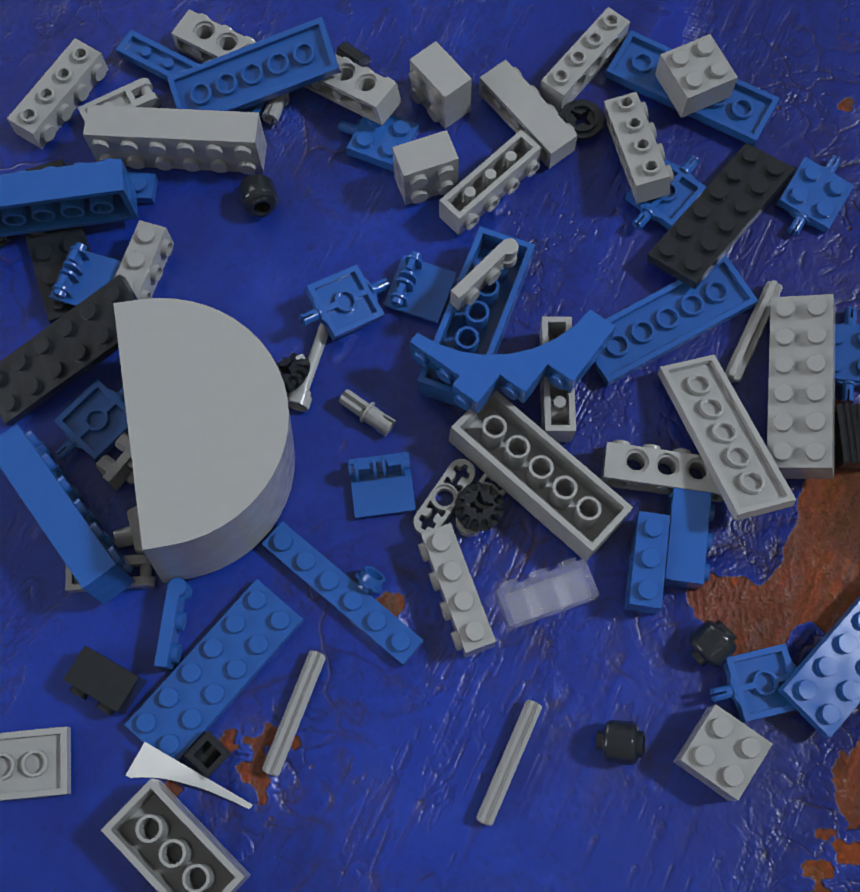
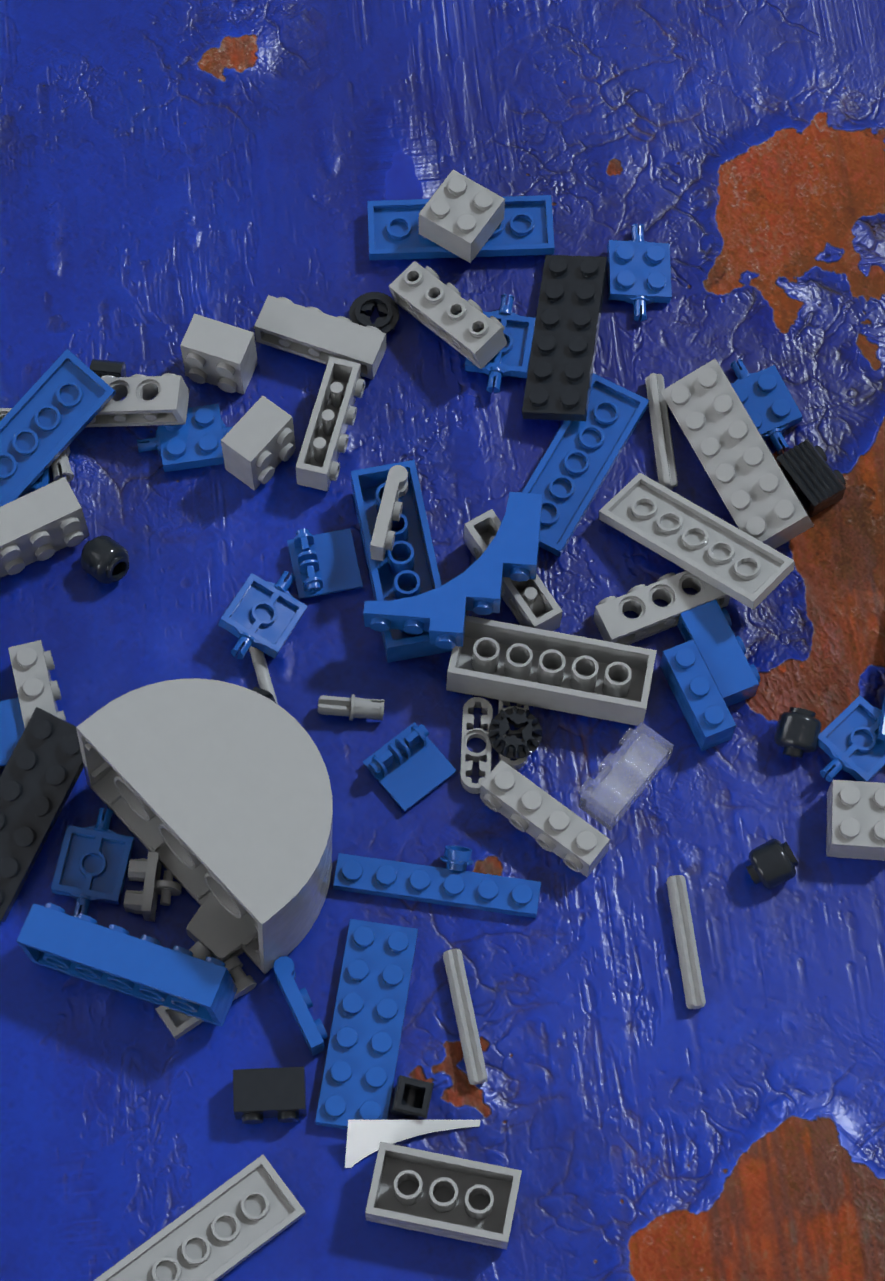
camera: 35 degrees left, 5 degrees down
(584, 59) = (341, 253): light grey brick -> none

